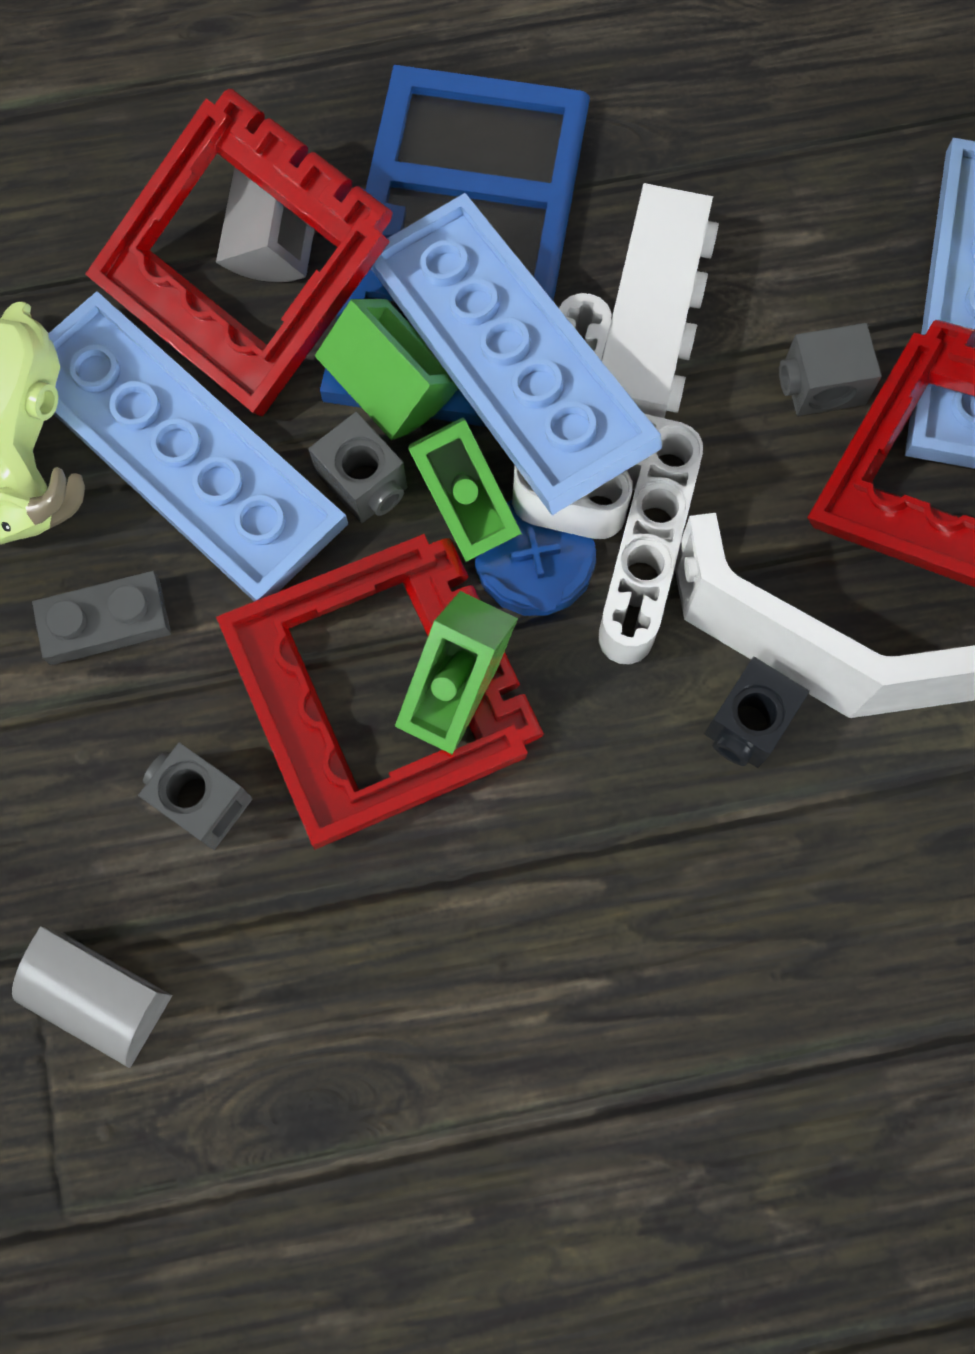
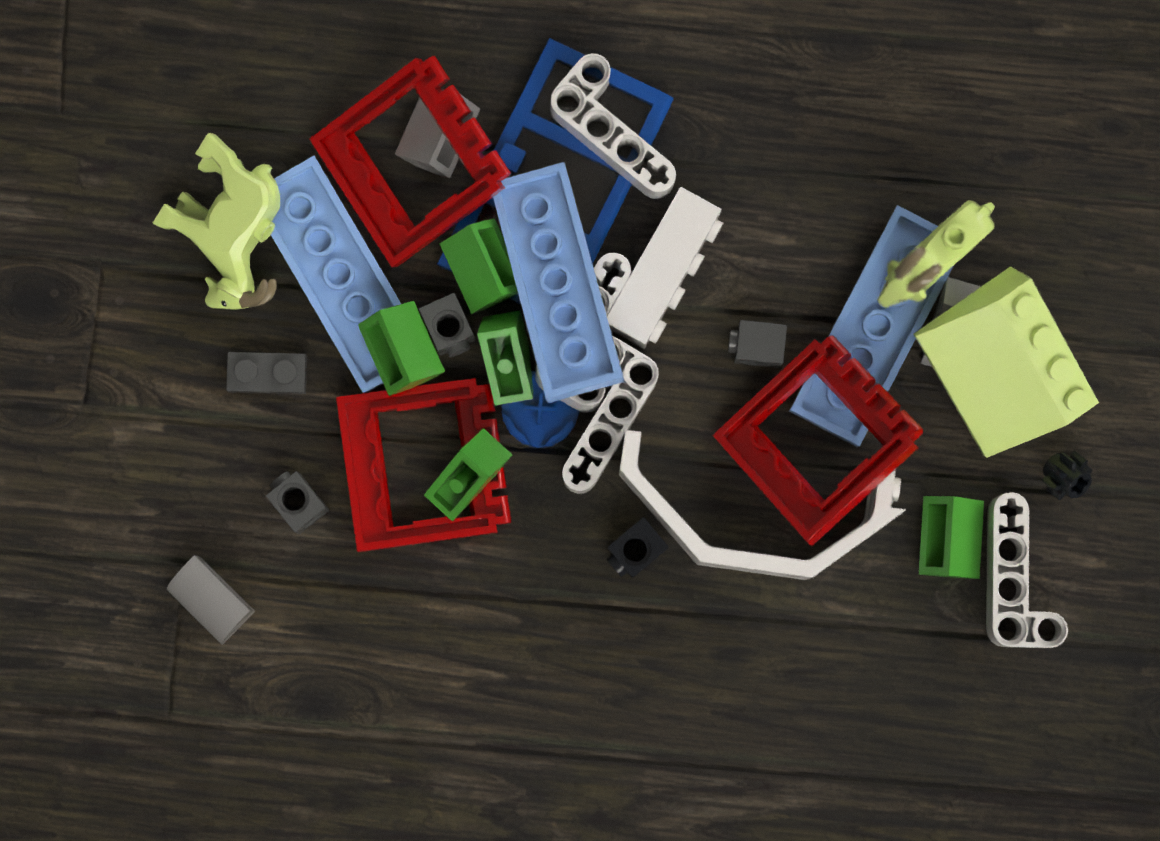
camera: 15 degrees right, 10 degrees up
(295, 511) = (401, 347): none -> bright green brick
(517, 147) = (619, 134): none -> white beam

